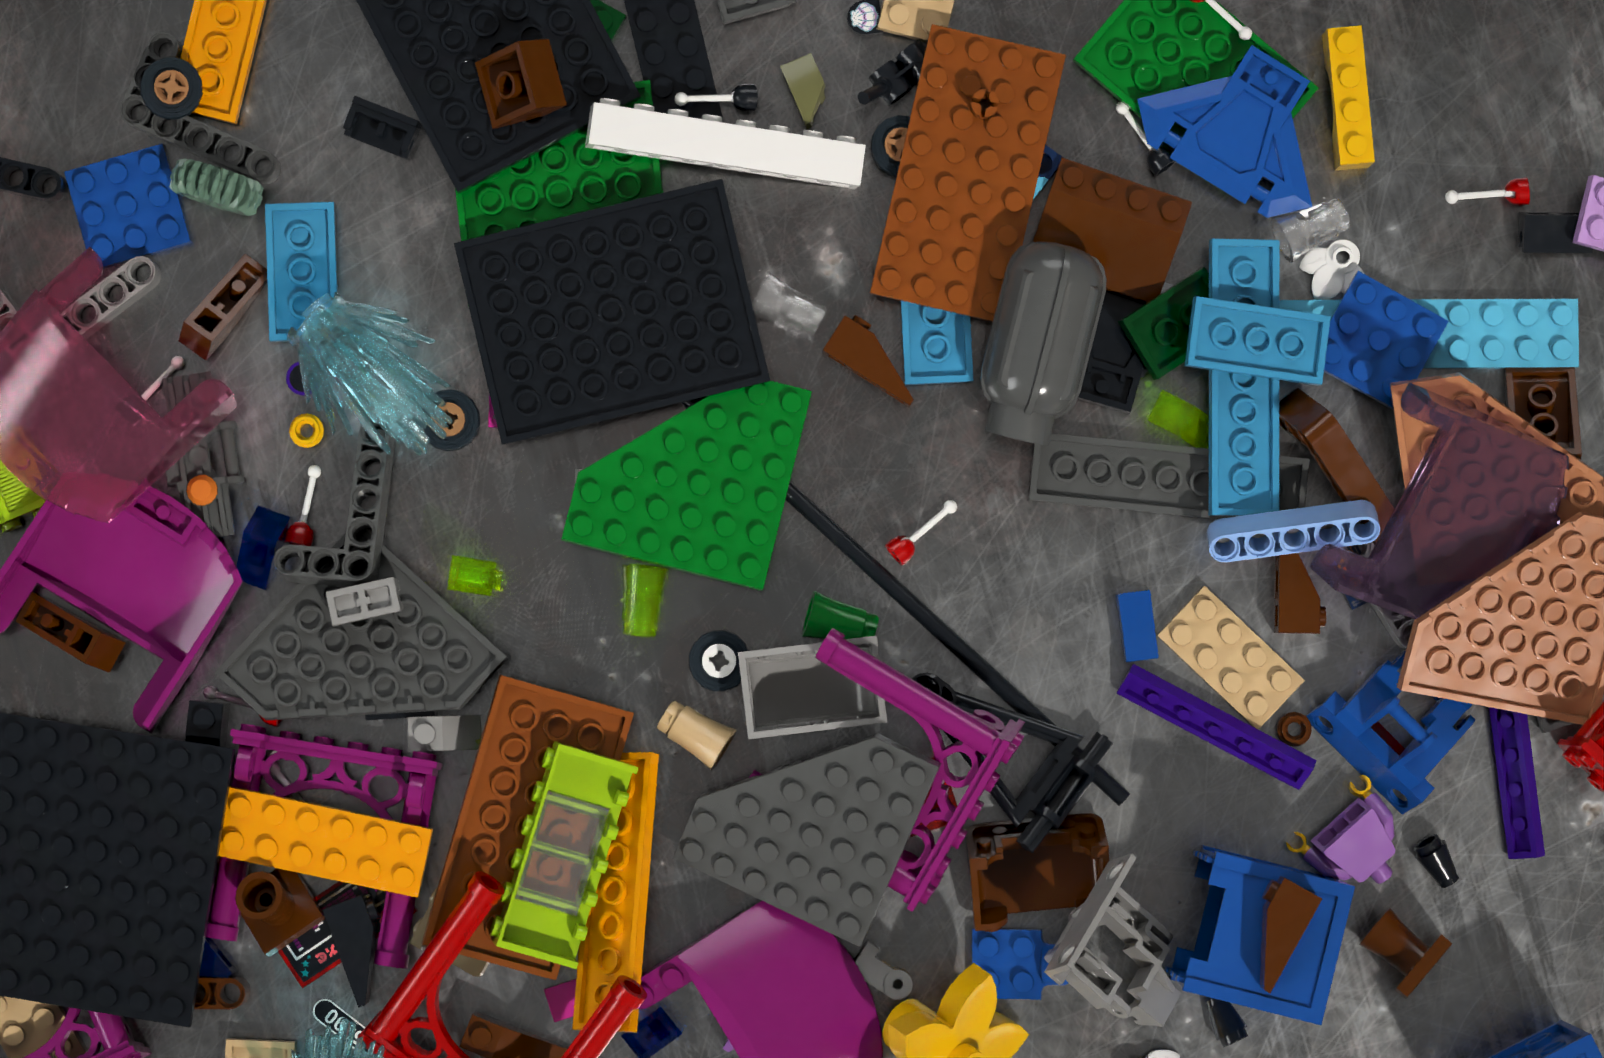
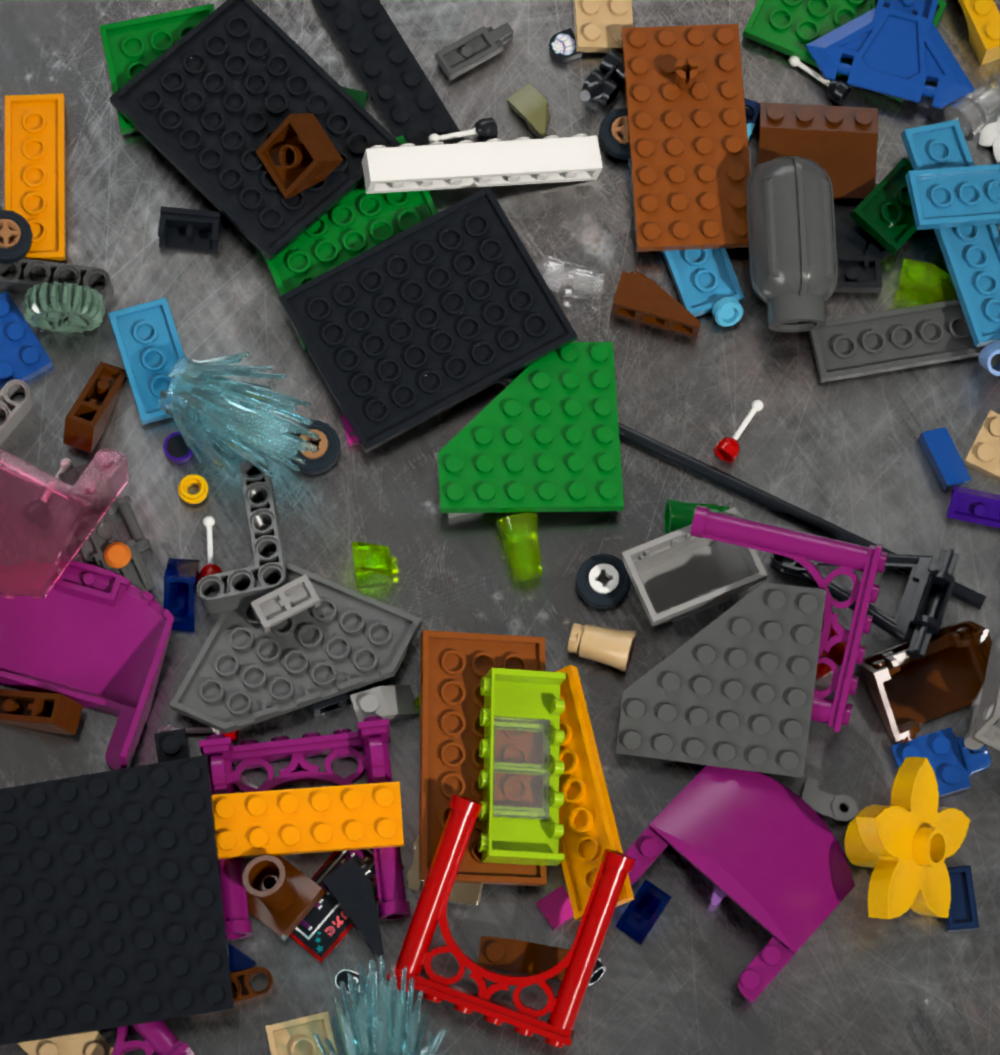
camera: 25 degrees left, 15 degrees down
(950, 391) = (727, 311): none -> medium azure tile

